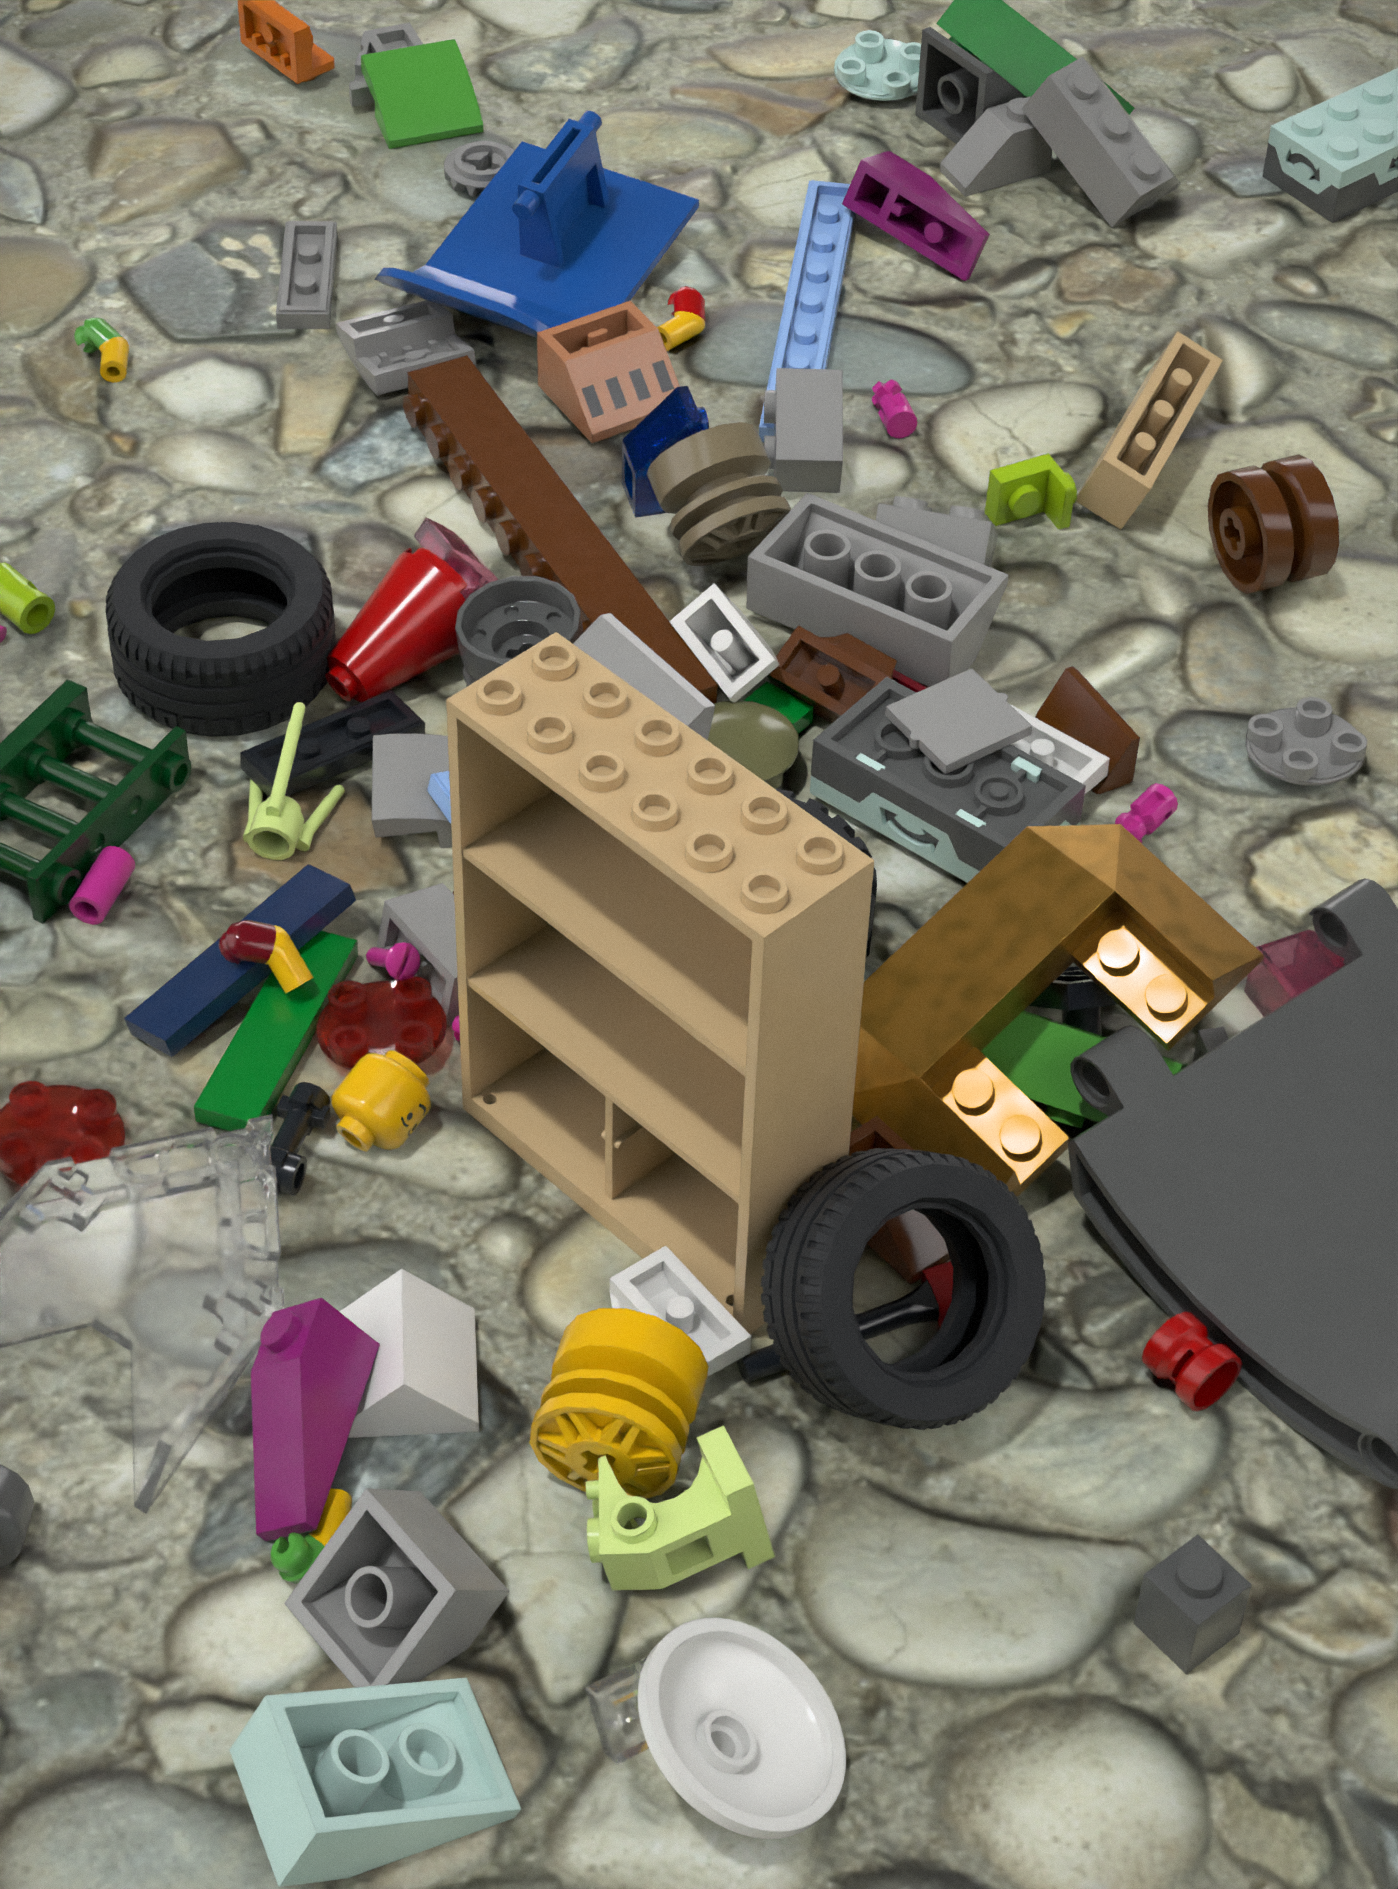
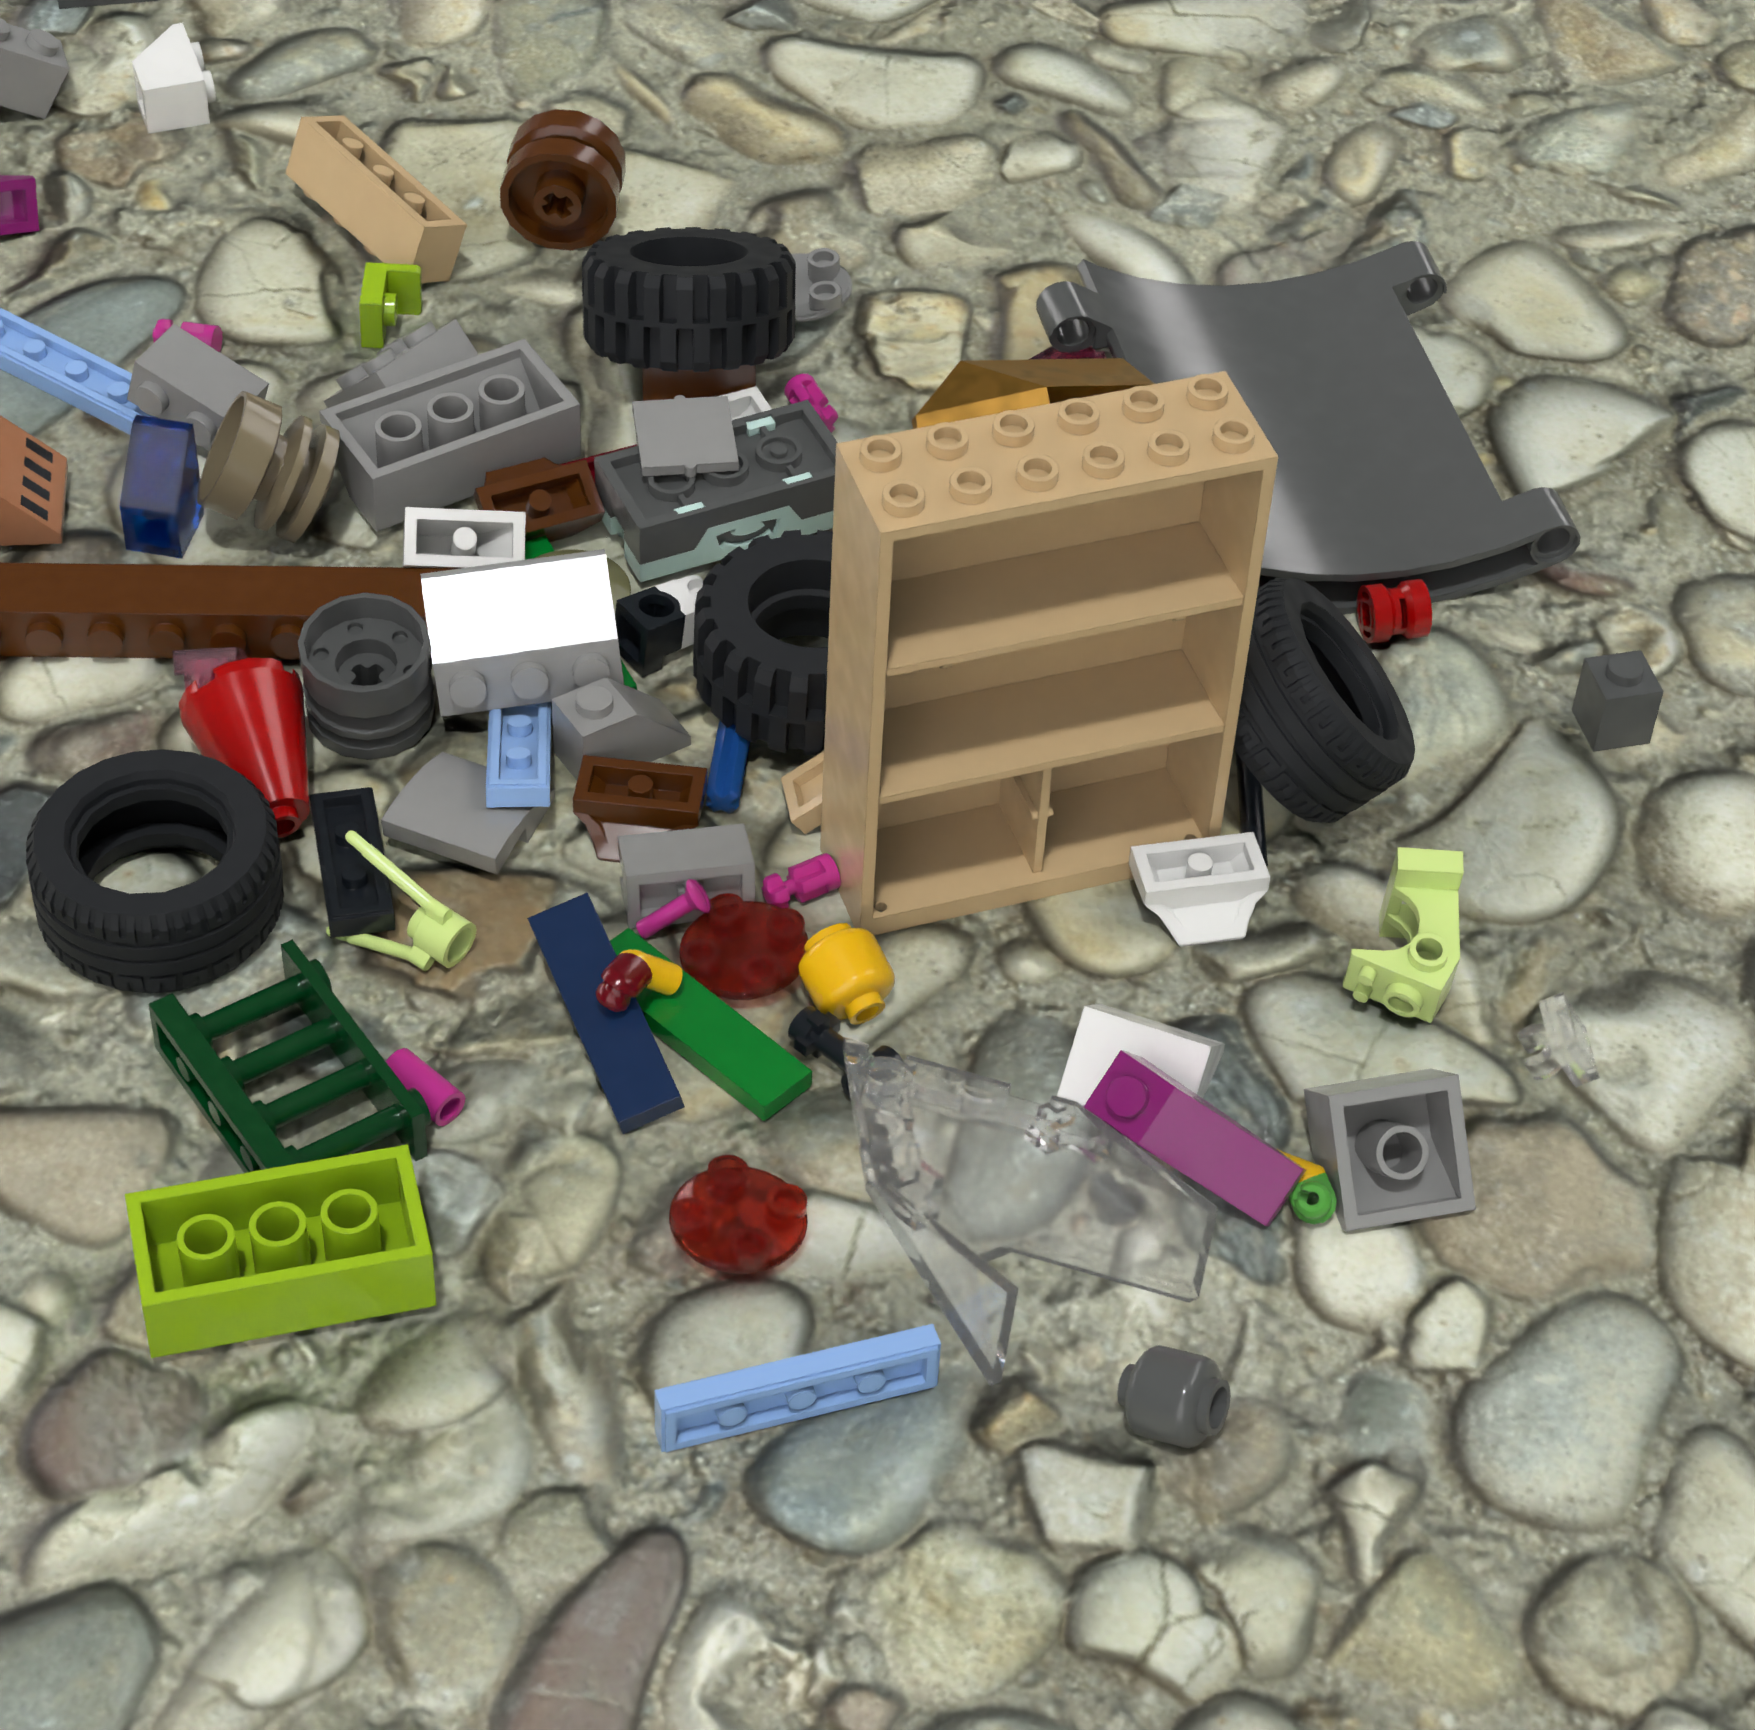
camera: 65 degrees left, 0 degrees up
(368, 1776) = (1562, 1227): light aqua slope -> none
(621, 1392) = (1291, 926): yellow wheel -> none
(741, 1728) = (1628, 981): white dish -> none
(1157, 656) = (688, 299): none -> black tyre
(1207, 263) = (173, 83): none -> white slope

